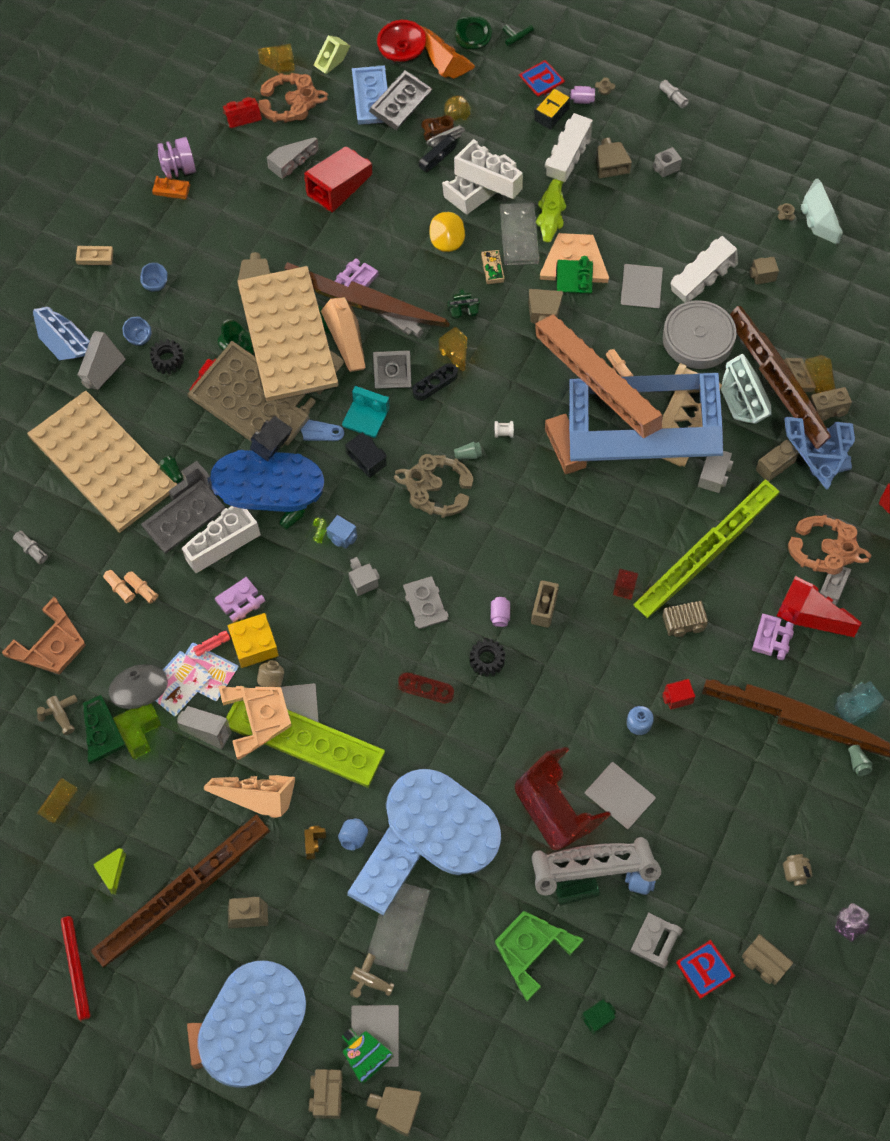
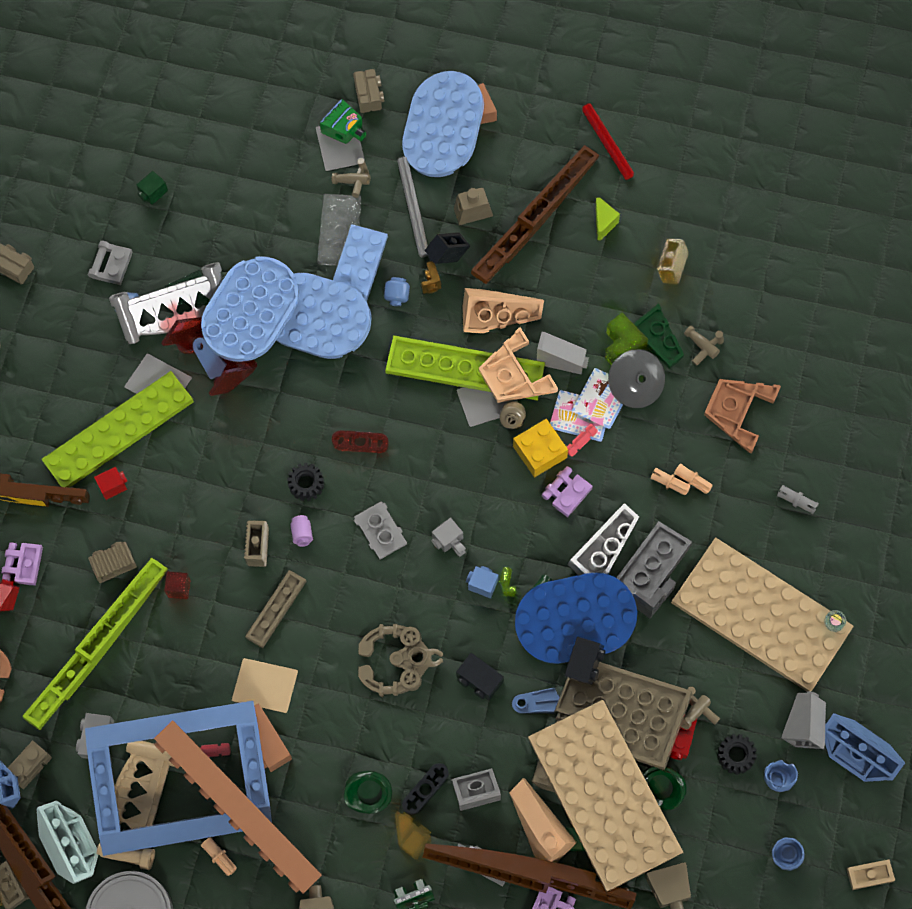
camera: 170 degrees right, 5 degrees up
(41, 434) = (835, 620): none -> clear light blue tile
(170, 468) = (685, 616): dark green cone -> none
(182, 397) = (698, 707): none -> dark tan piece
(287, 862) = (447, 248): none -> black brick
(311, 935) = (413, 207): none -> light grey axle
(366, 412) = (492, 727): teal bracket -> none
(396, 1108) = (309, 92): dark tan torso -> none
(469, 451) = (369, 706): sand green cone -> none
(485, 385) = (367, 792): none -> dark green piece
(504, 429) = (335, 741): white bush -> none
(511, 834) = (250, 309): none -> light blue plate
(525, 942) = (224, 236): bright green wing -> none
(536, 551) = (275, 609): none -> dark tan tile
(558, 491) = (265, 685): none -> tan sticker
(563, 801) = (211, 362): none -> medium blue piece
(640, 720) = (146, 447): medium blue head -> none
(666, 750) = (117, 430): none -> lime plate
(705, 969) = (64, 244): piece -> none

